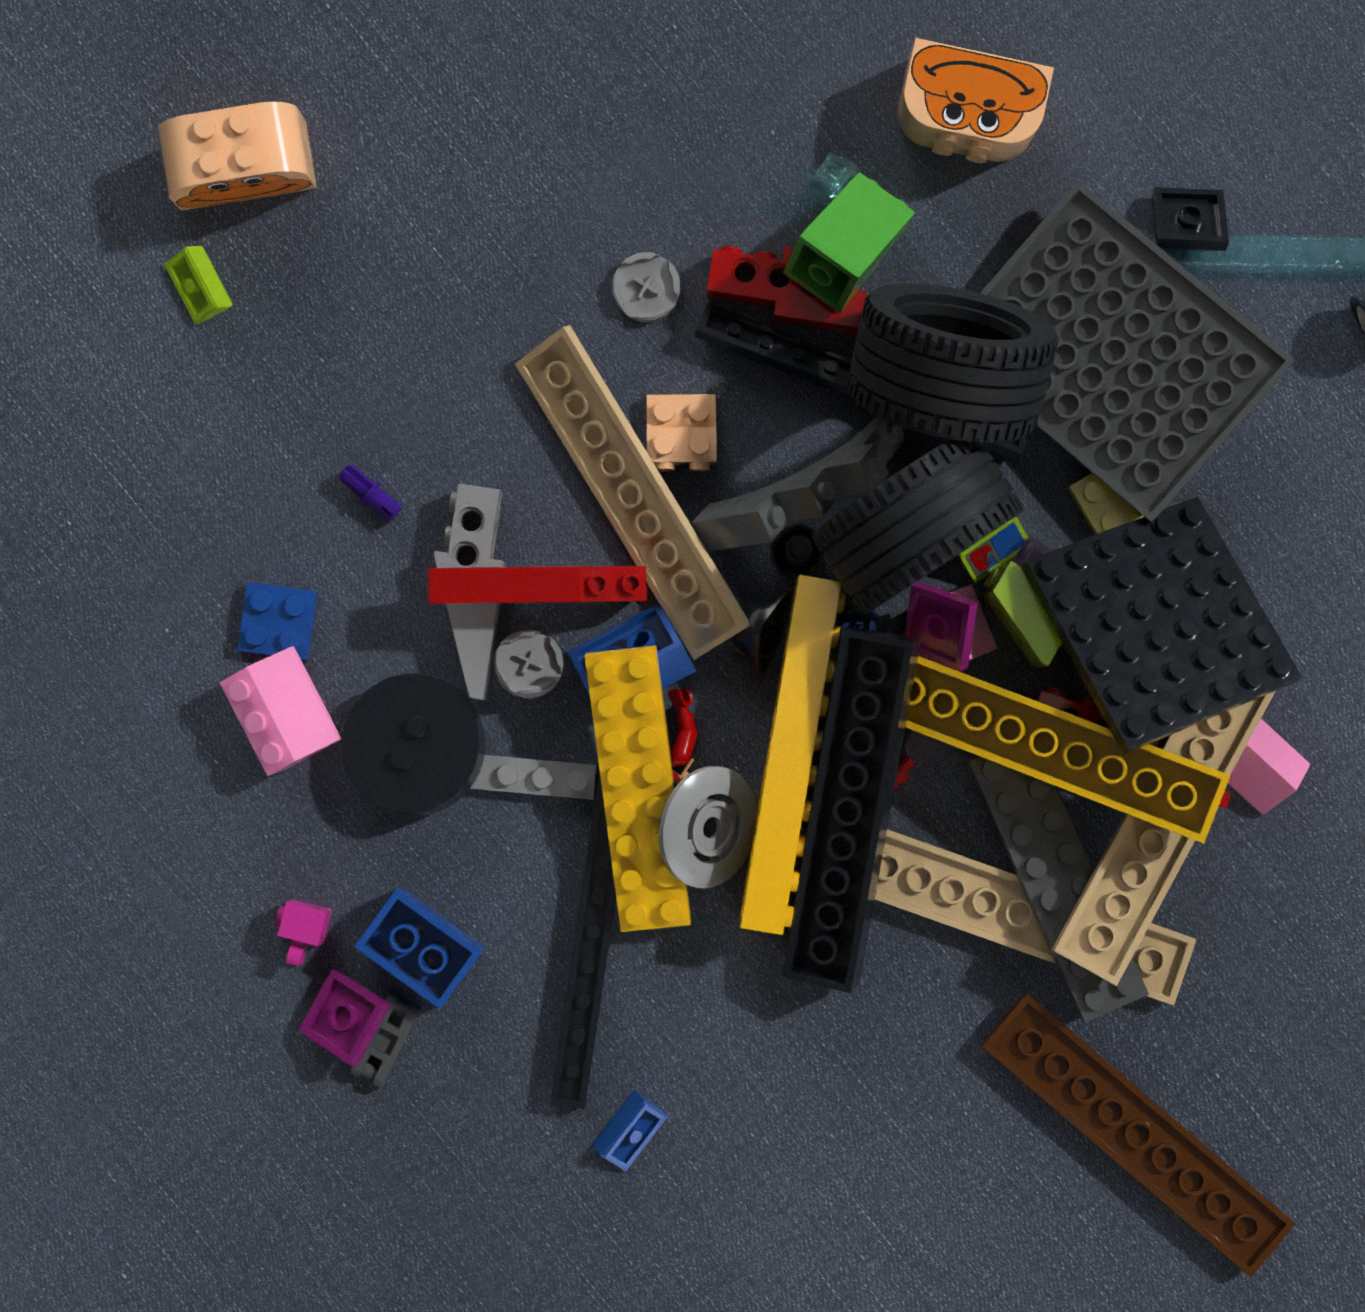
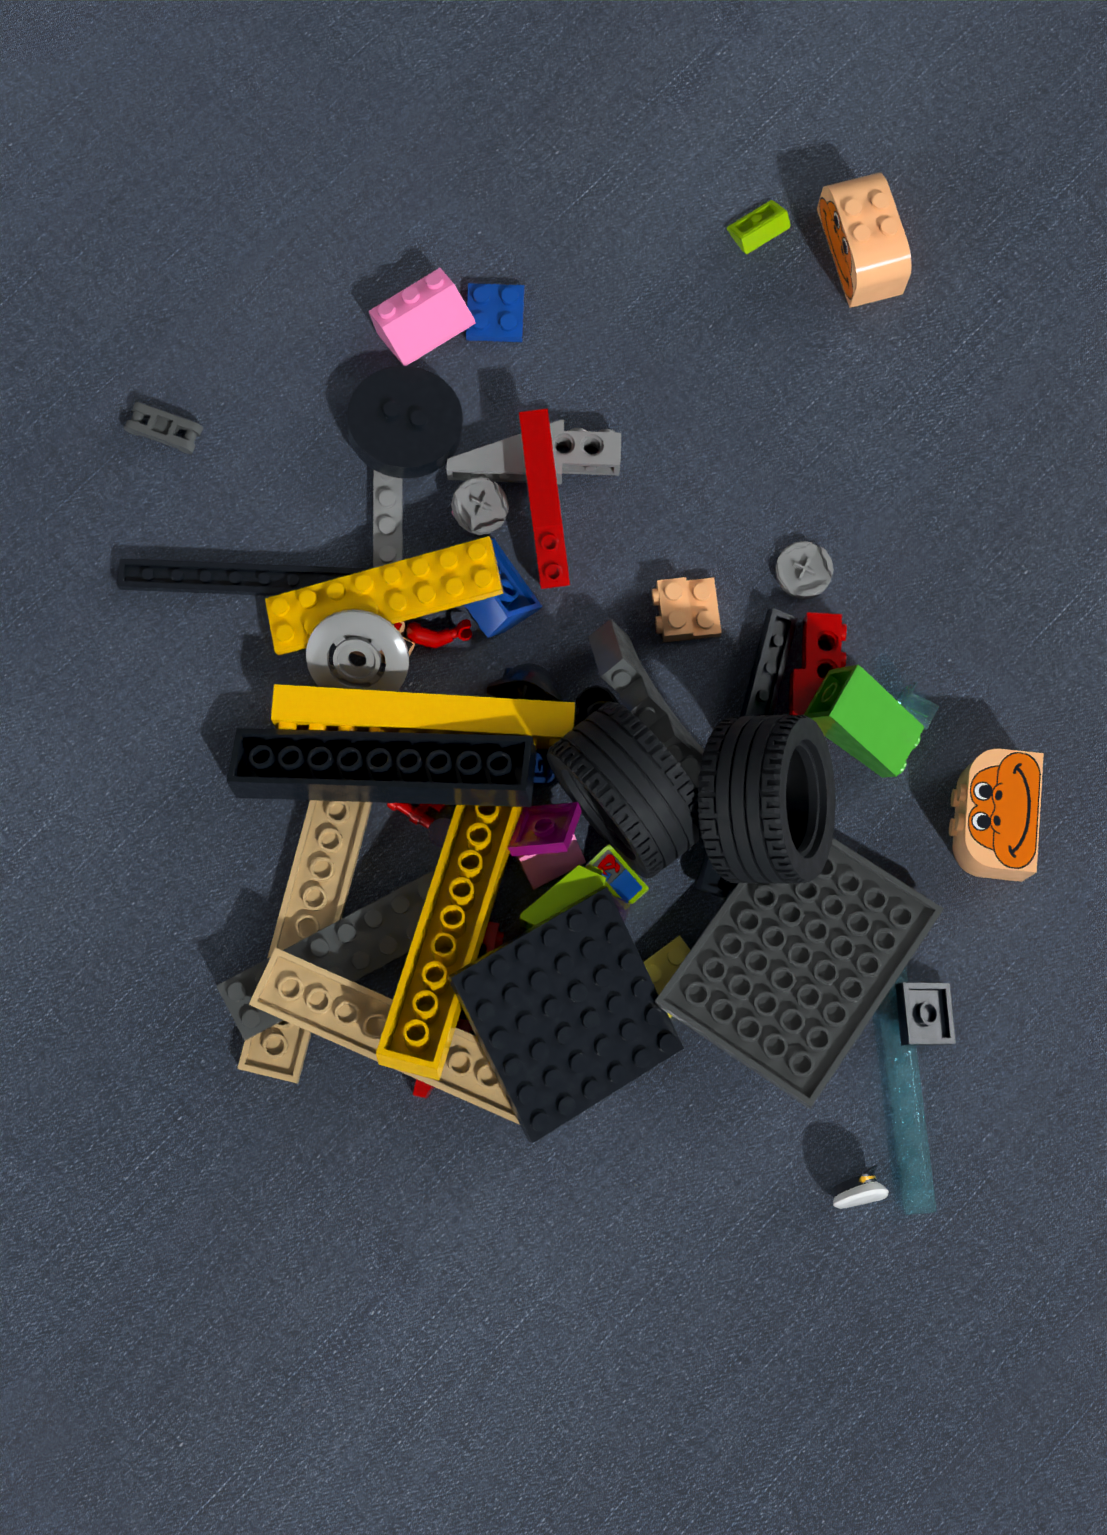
camera: 80 degrees right, 10 degrees down
(302, 924) = (250, 356): dark pink brick -> none
(344, 1017) = (179, 392): magenta plate -> none
(370, 492) = (606, 371): dark purple axle -> none
(420, 947) = (240, 443): blue brick -> none
(629, 1130) = (101, 627): blue slope -> none
(632, 492) = (629, 572): tan plate -> none
(1138, 1134) = (122, 1052): reddish brown plate -> none
(1267, 770) = (453, 1130): bright pink slope -> none

